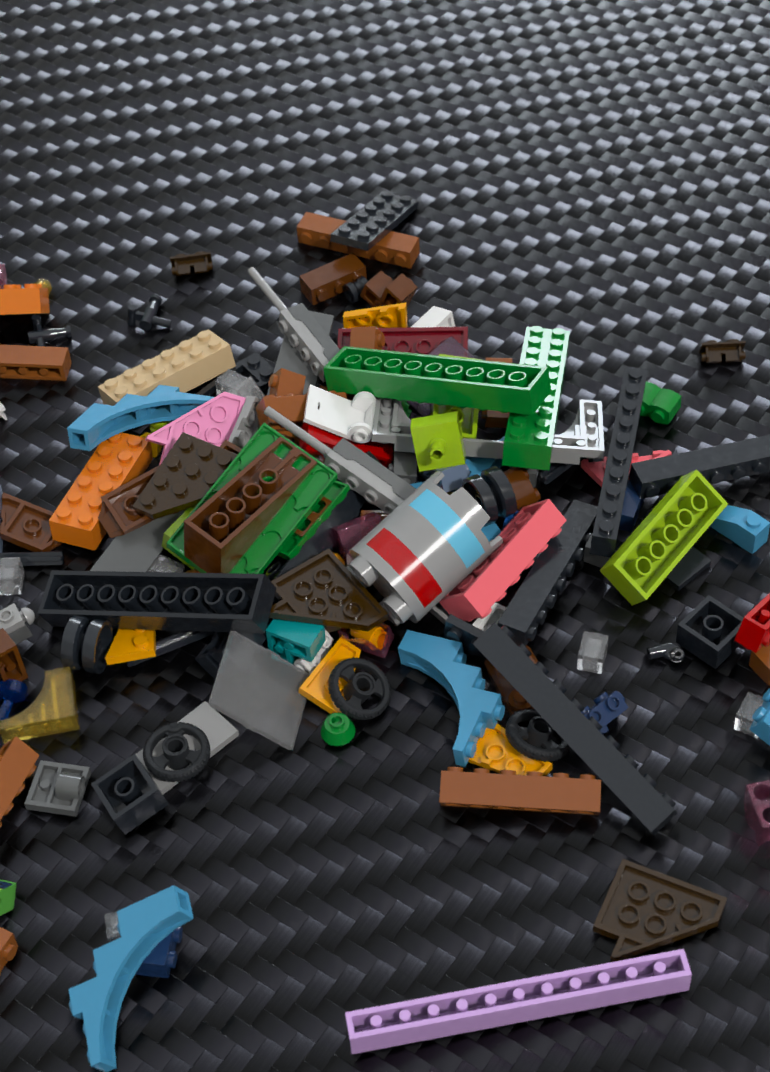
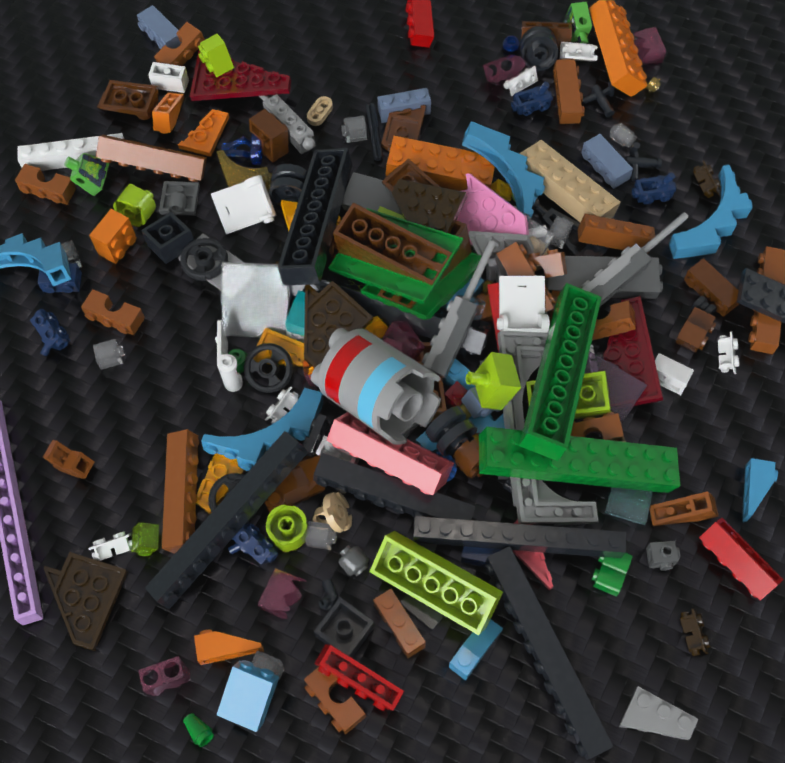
camera: 80 degrees right, 15 degrees up
(27, 394) = (531, 100): none -> dark blue brick
(61, 835) = (135, 204): none -> lime brick
(98, 702) = (246, 204): none -> white door
(108, 322) = (622, 135): none -> clear brick
(110, 862) = (113, 236): none -> orange brick
(140, 340) = (606, 161): none -> sand blue brick
(192, 305) = (655, 188): none -> dark blue brick
(222, 892) = (126, 319): none -> dark orange arch
(232, 251) = (706, 237): none -> dark azure arch
(250, 339) = (613, 233): none -> dark orange brick
(255, 950) = (51, 332): none -> dark blue brick
(299, 880) = (108, 354): none -> clear brick
(341, 729) = (227, 363): none -> white door
(382, 317) = (663, 327): light orange wing -> none
(409, 684) = (287, 400): none -> white hinge
(424, 280) = (730, 360): none -> white hinge
(461, 925) = (68, 461): none -> dark orange brick
(568, 634) = (335, 512): none -> tan tile
(570, 282) = (758, 480): none -> dark azure slope
(581, 380) = (629, 504): none -> clear light blue slope
(583, 676) = (292, 518): none -> lime brick
(583, 834) = (145, 538): none -> clear neon green brick
(583, 869) = (103, 548): none -> white hinge
(592, 338) = (685, 509): none -> dark orange slope
(627, 621) = (353, 560): none -> dark grey head
(641, 358) = (663, 555): none -> dark grey brick
(649, 304) = (741, 559): none -> brick
(662, 698) = (280, 593): none -> clear pink piece
(688, 589) = (400, 623): none -> dark orange arch
(727, 762) = (219, 646): none -> orange slope

